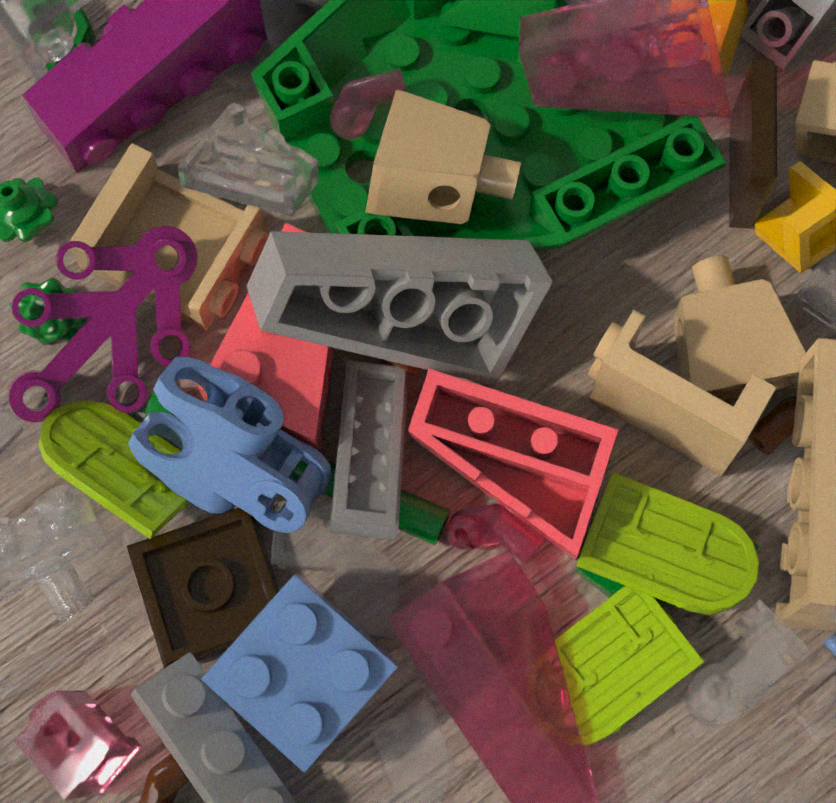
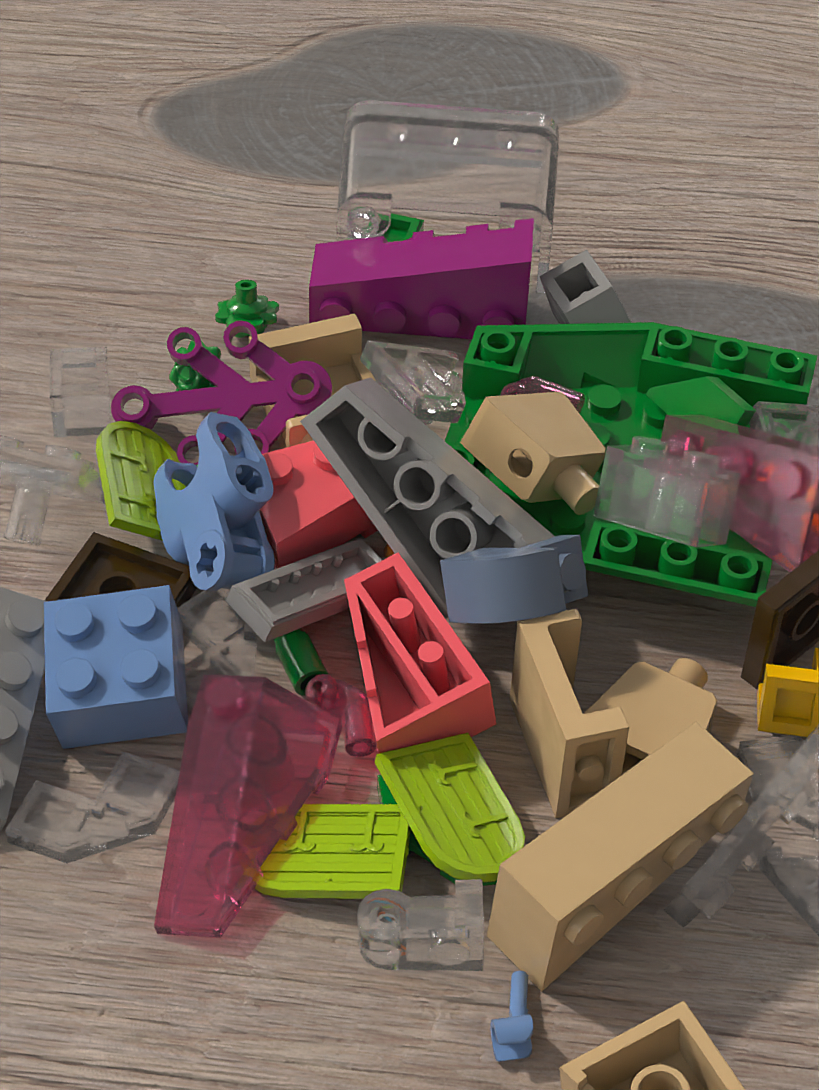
camera: 40 degrees right, 25 degrees down
(564, 333) = (514, 582): none -> sand blue brick
(580, 127) = (667, 493): none -> clear brick

